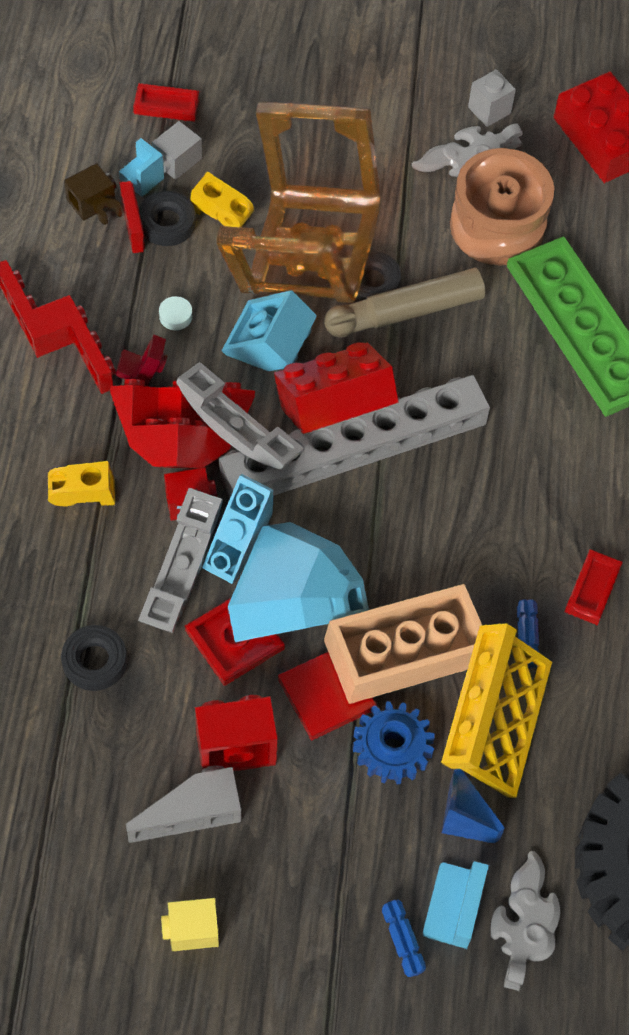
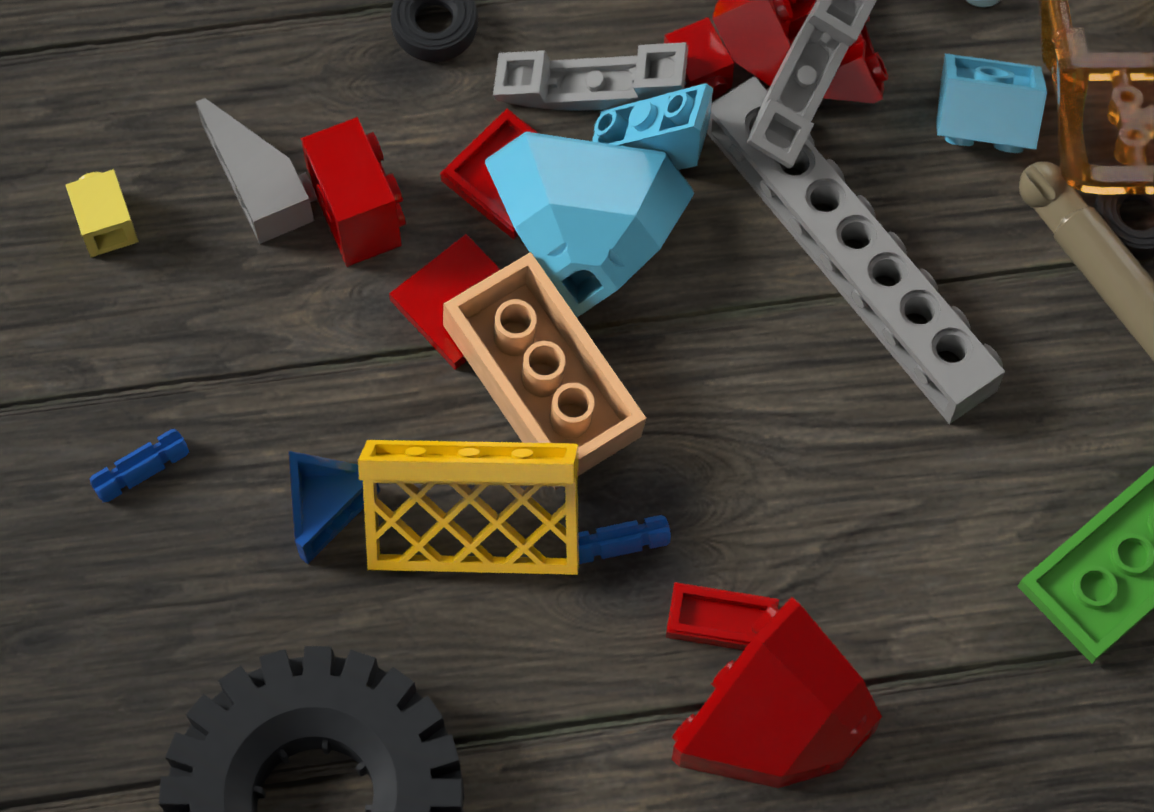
camera: 80 degrees right, 5 degrees up
(336, 387) = (916, 193): red brick -> none
(398, 725) = (398, 369): blue gear -> none
(455, 903) = (198, 521): medium azure panel -> none
(533, 933) = (204, 629): light grey piece -> none

